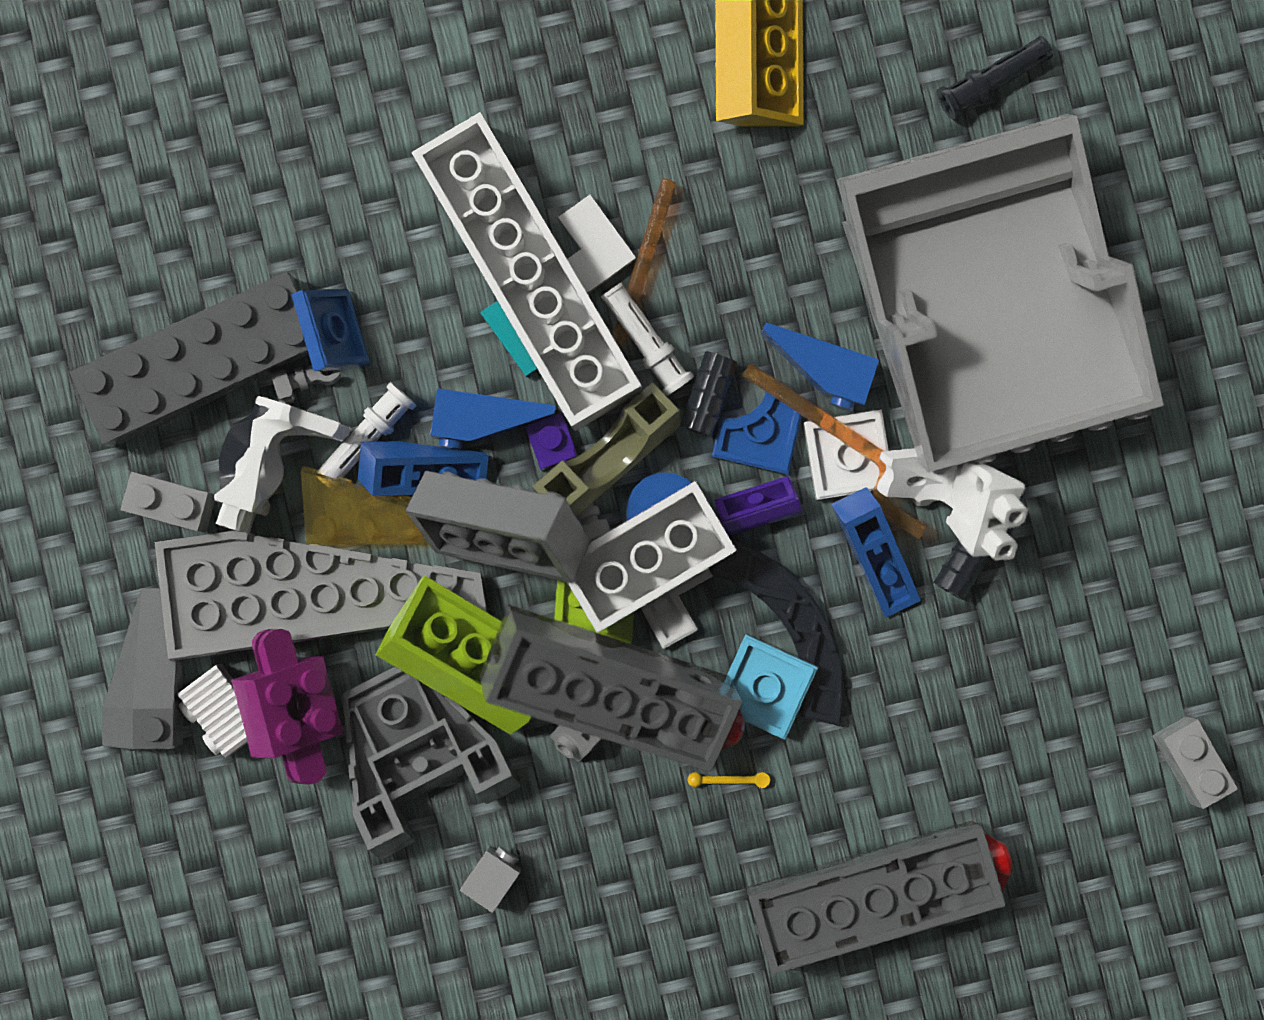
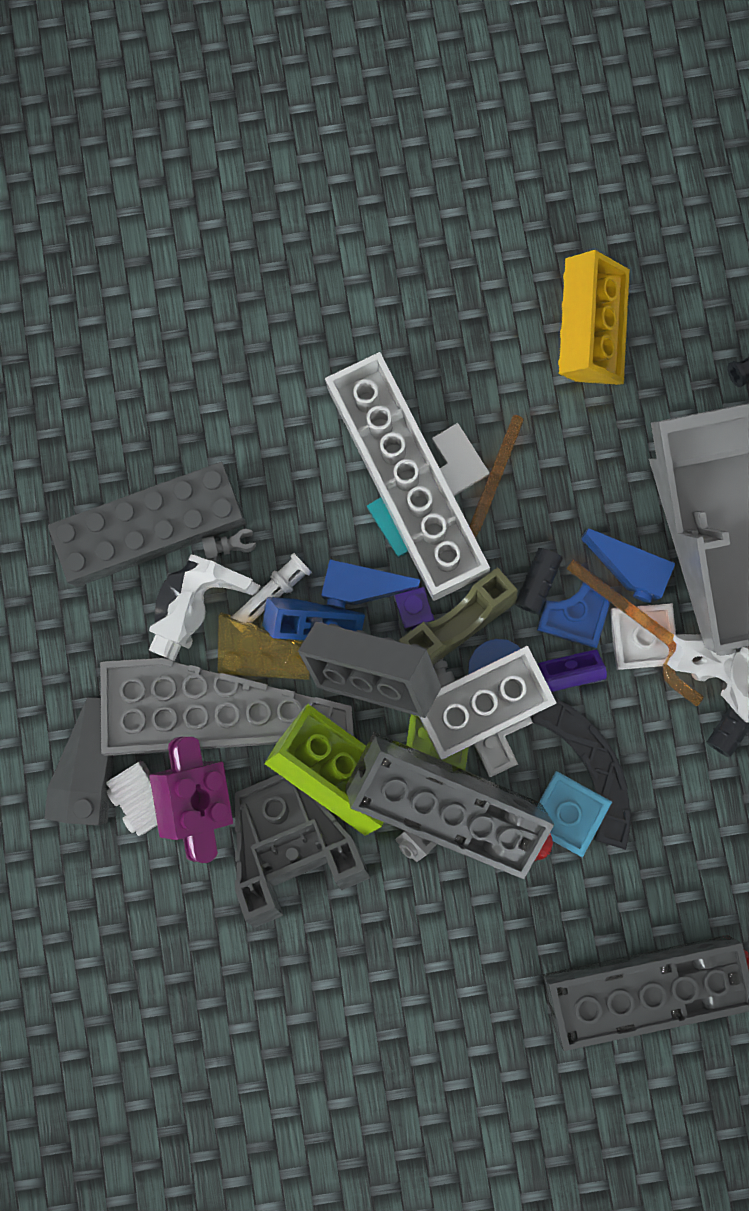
camera: 15 degrees right, 5 degrees down
(168, 502) = (114, 631): light grey brick -> none
(330, 329) = (251, 508): blue tile -> none
(491, 877) = (341, 950): light grey brick -> none
(656, 353) = (501, 547): white pin -> none
(761, 779) = (560, 887): yellow hinge -> none
(876, 551) = (663, 713): blue slope -> none

